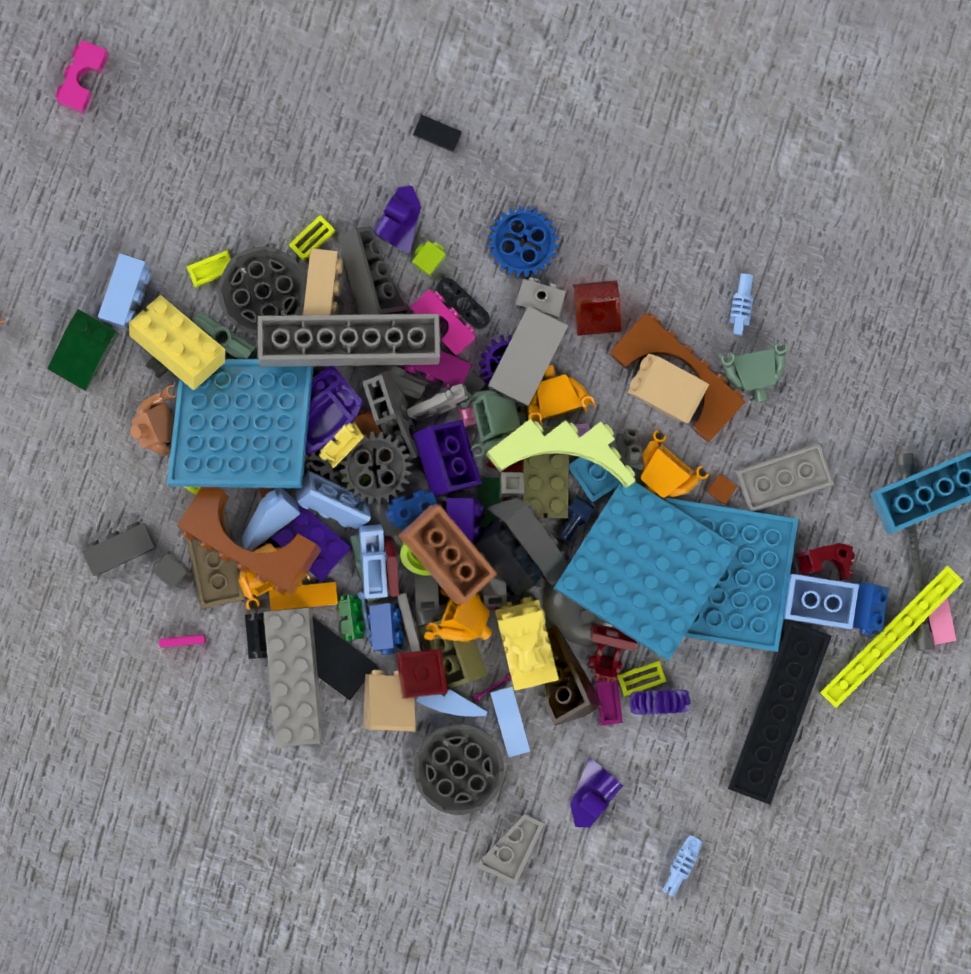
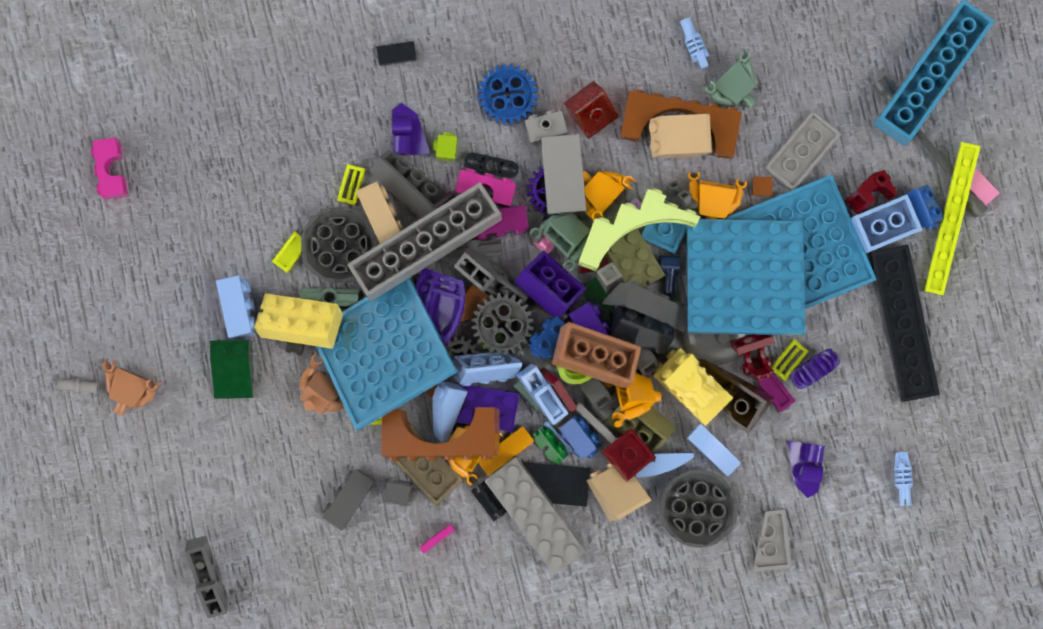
camera: 30 degrees left, 0 degrees up
(345, 441) = (468, 319): light yellow hinge -> none
(438, 404) = (519, 249): light grey hinge -> none
(478, 696) = (677, 446): magenta hinge -> none

